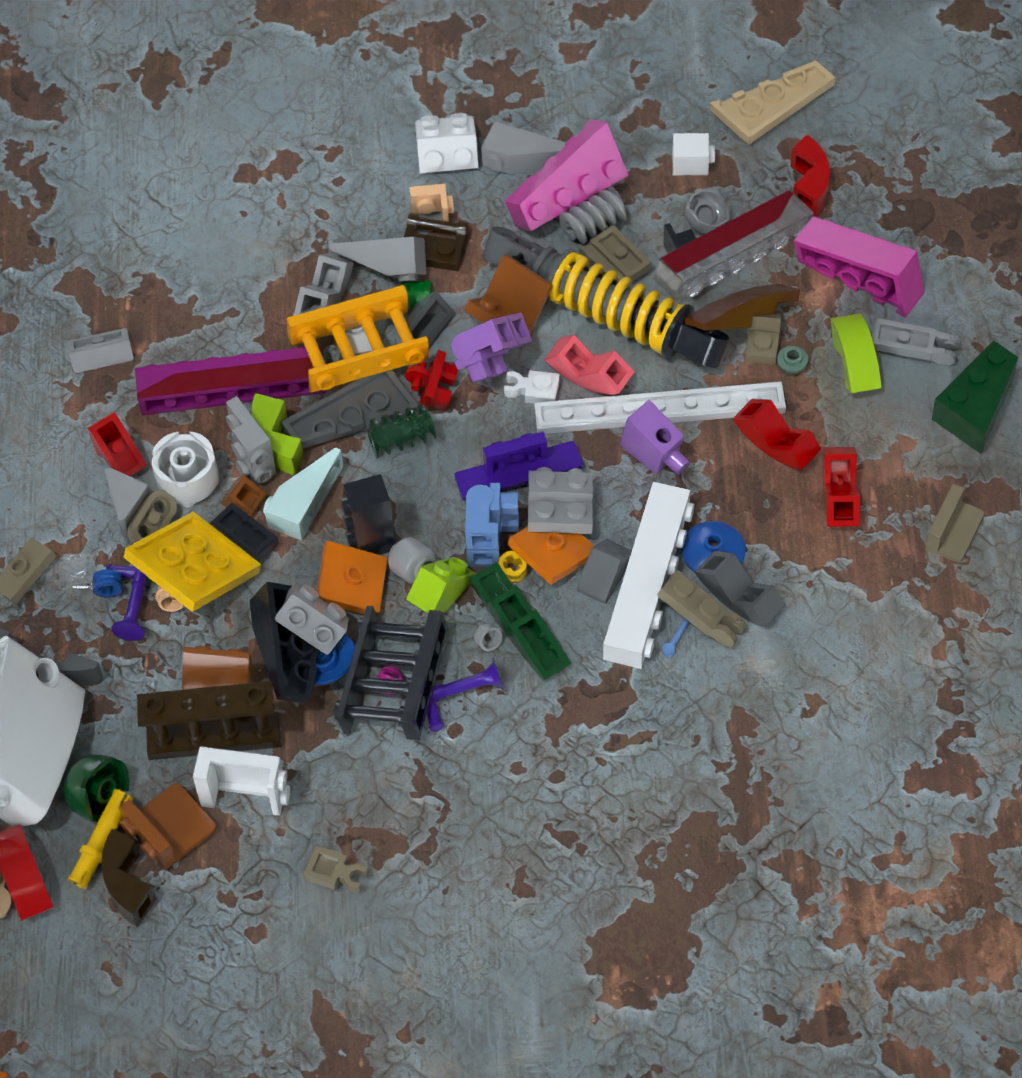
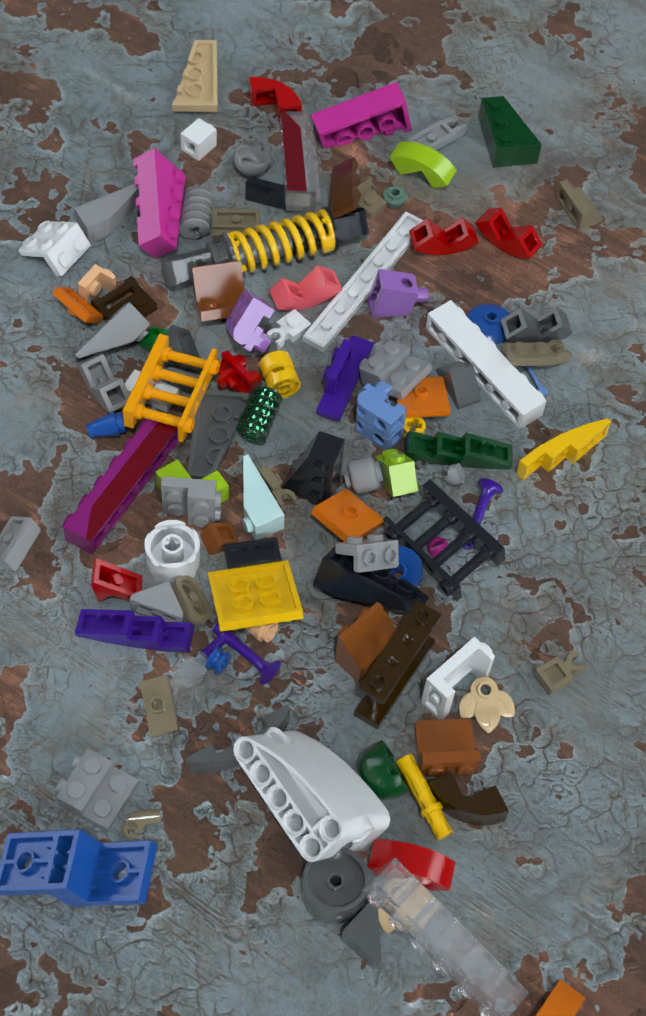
camera: 60 degrees left, 0 degrees up
(86, 500) = (134, 631): none -> dark purple slope
(242, 833) = (488, 707): none -> tan plate
(276, 324) = (107, 426): none -> blue cone
(330, 498) = (274, 484): none -> dark tan plate
(394, 207) = (77, 305): none -> orange plate
(463, 414) = (280, 373): none -> yellow wheel
(619, 713) = (567, 445): none -> yellow slope

